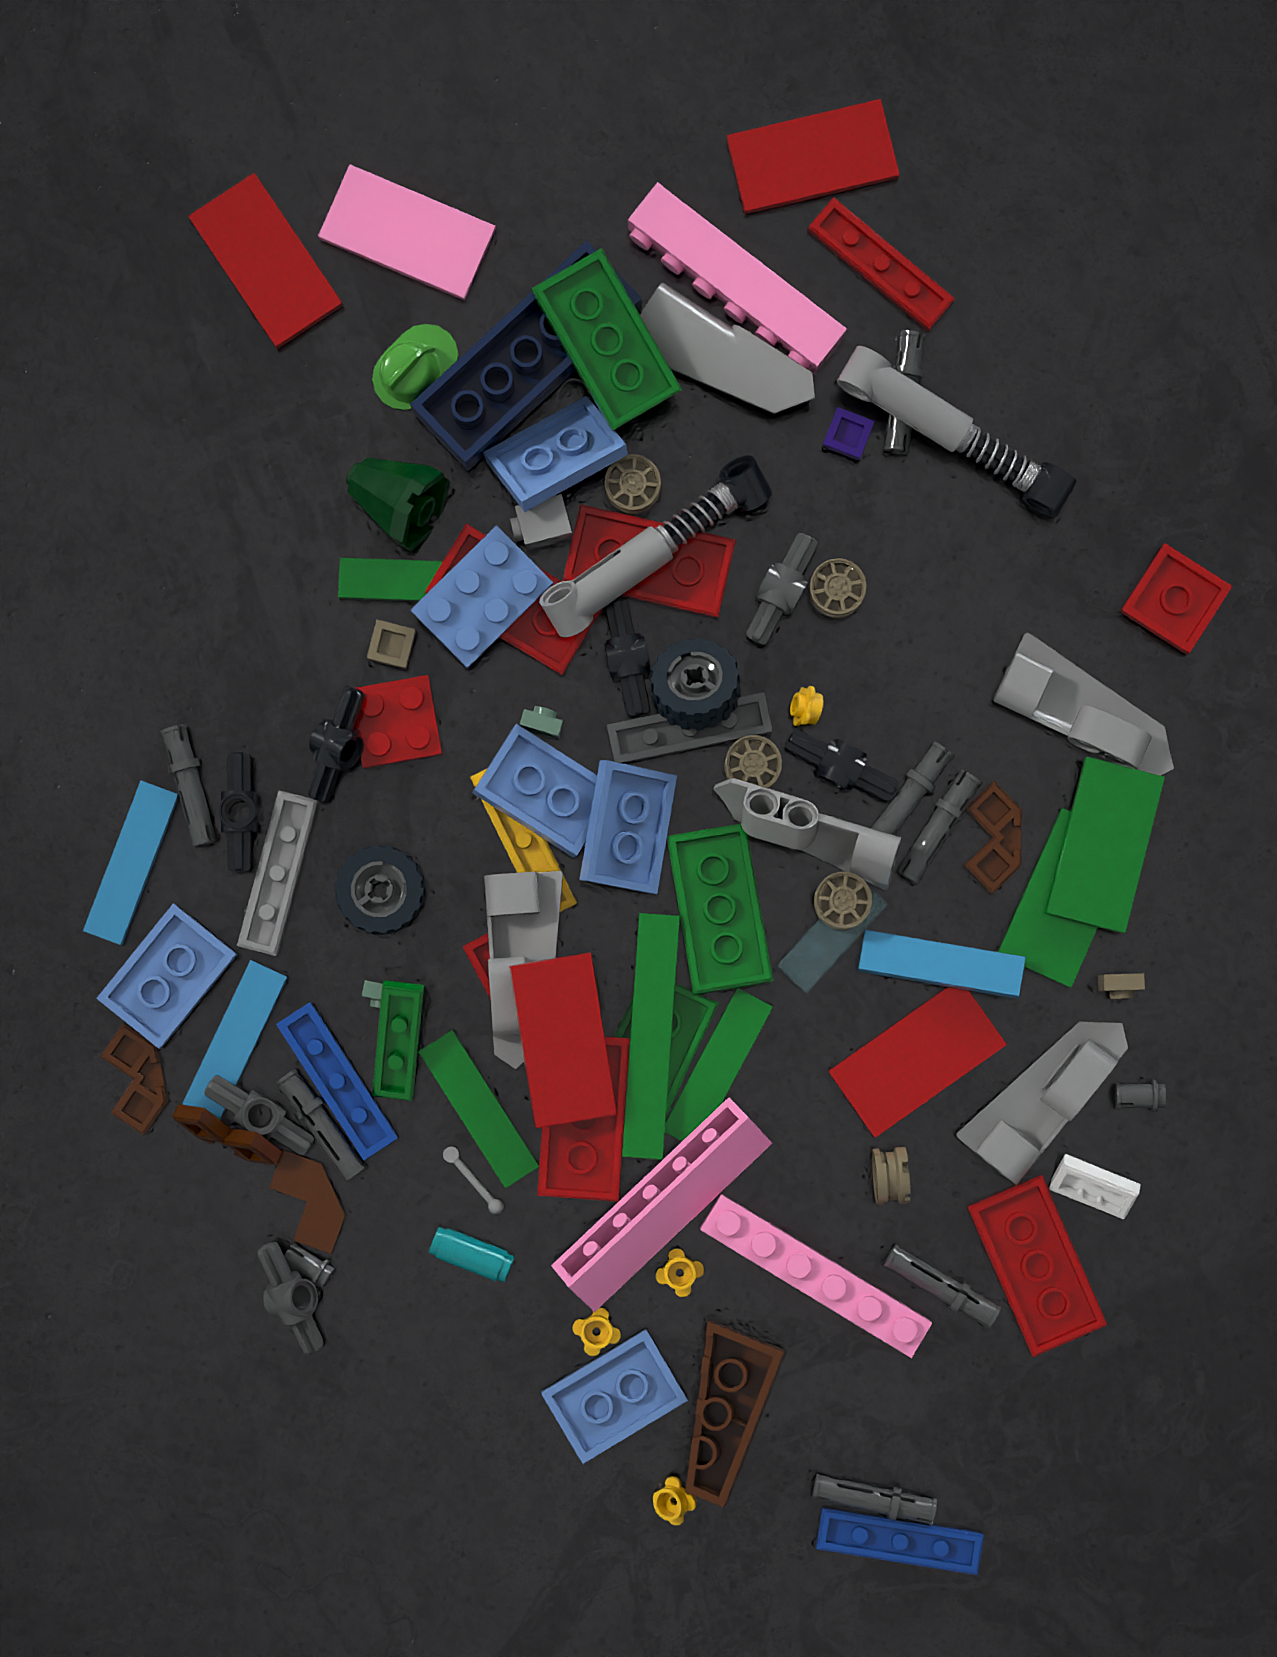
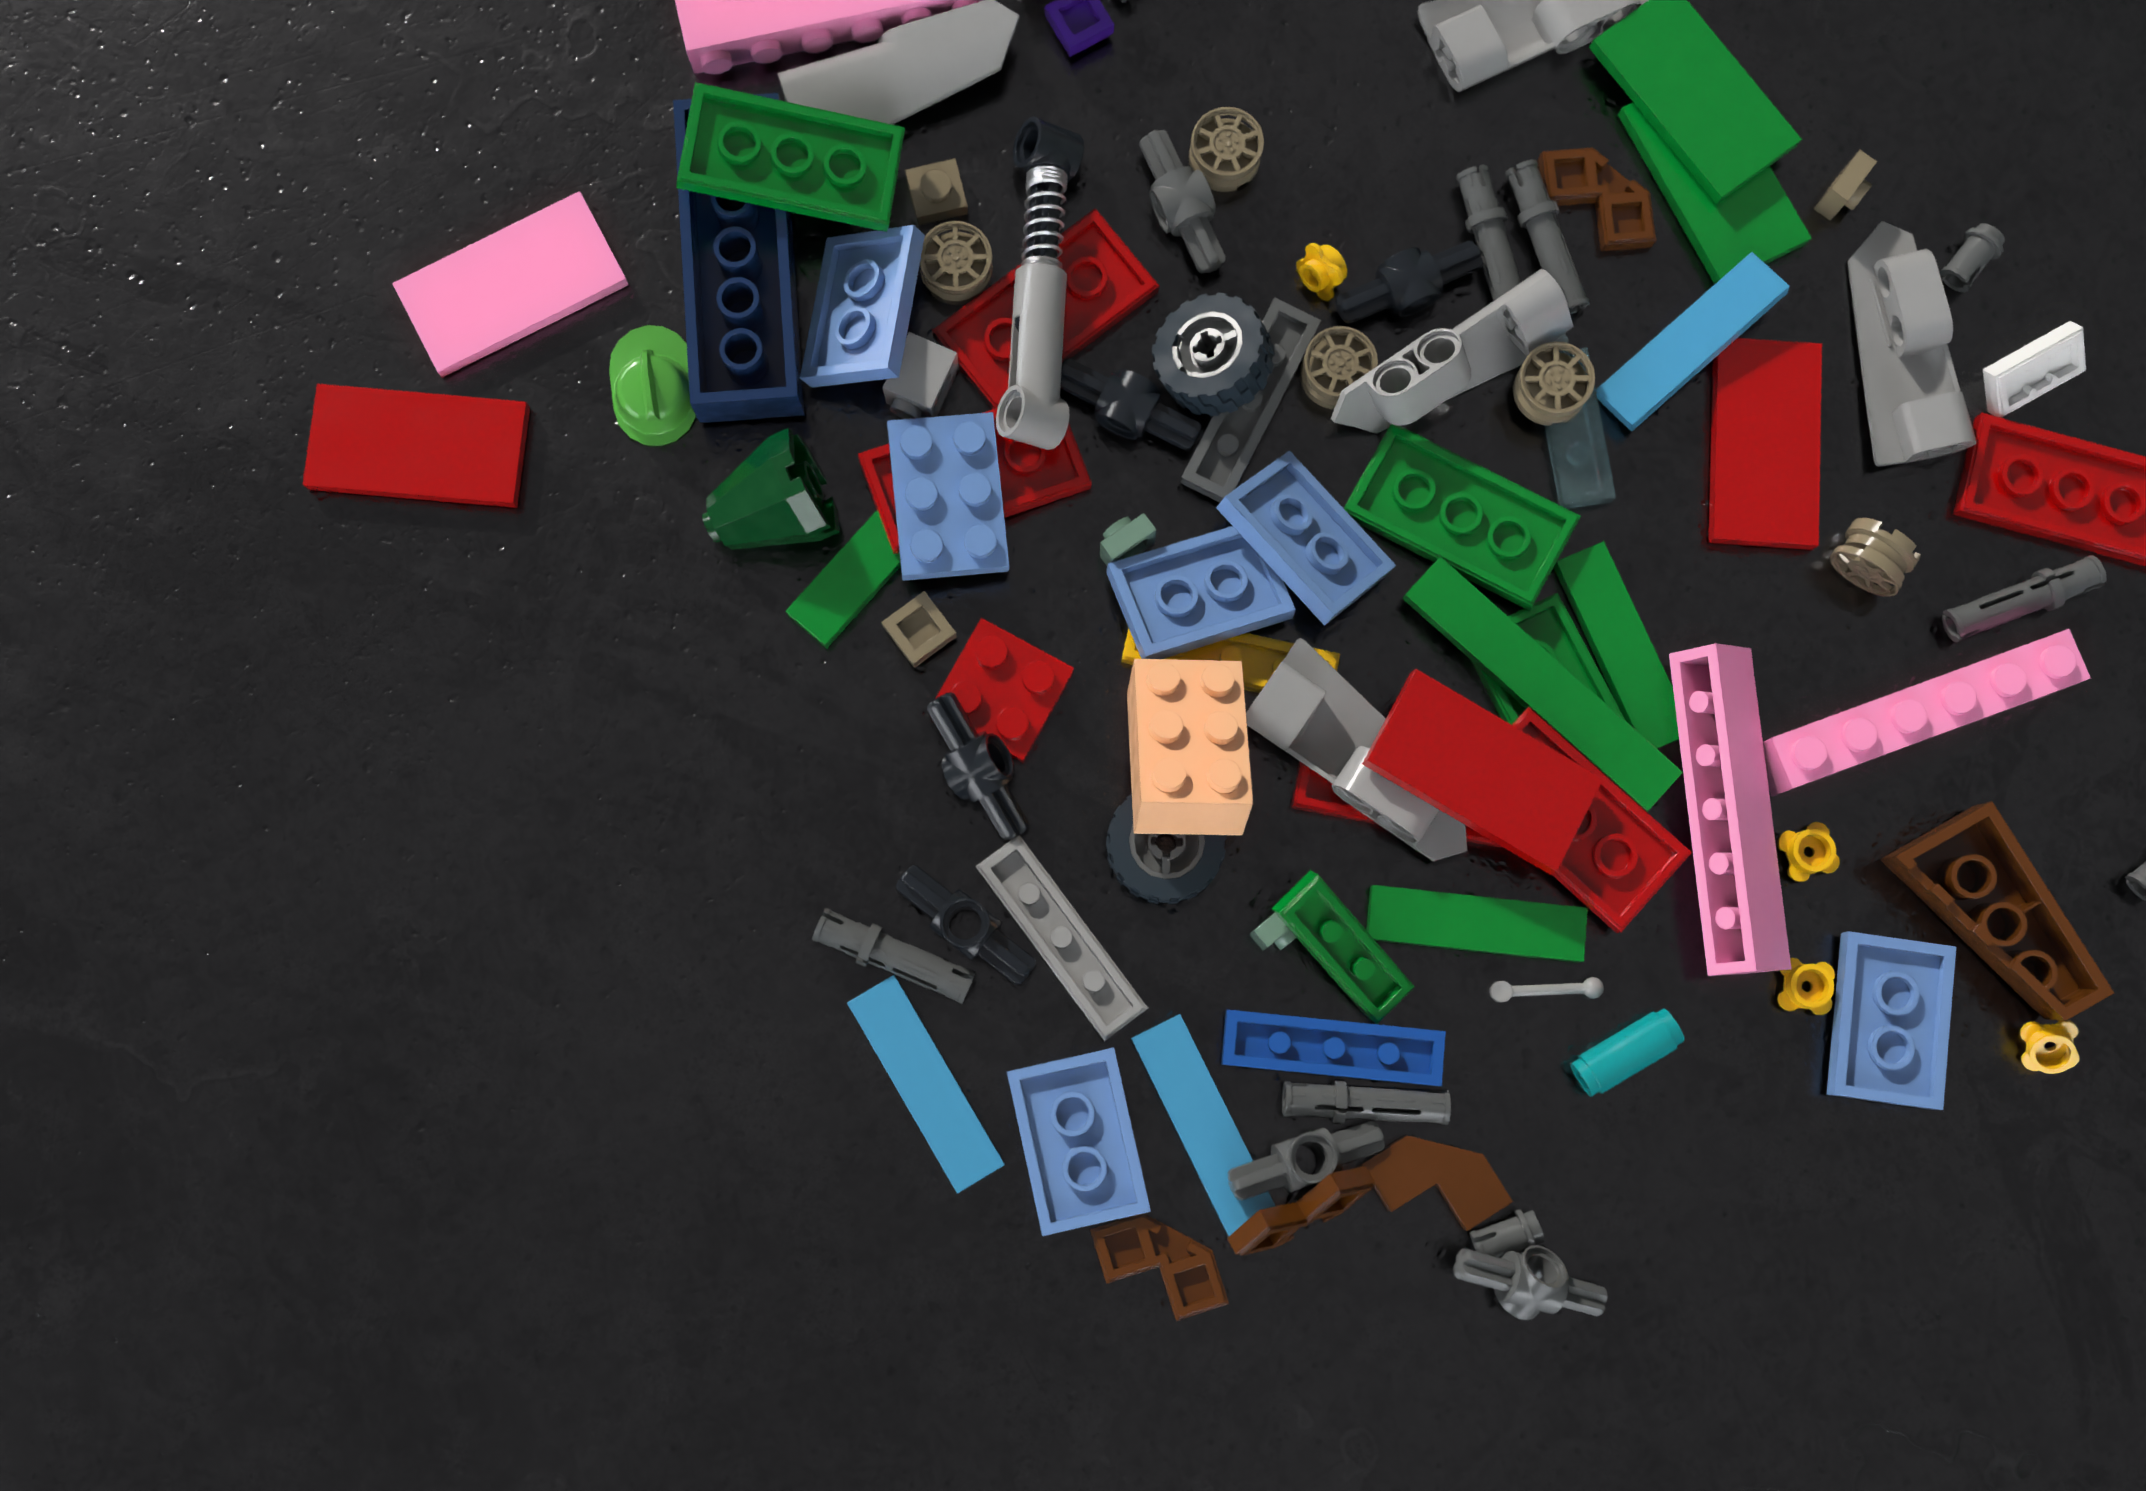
camera: 55 degrees left, 5 degrees down
(441, 857) = (1188, 747): none -> light nougat brick
(670, 436) = (936, 191): none -> dark tan plate

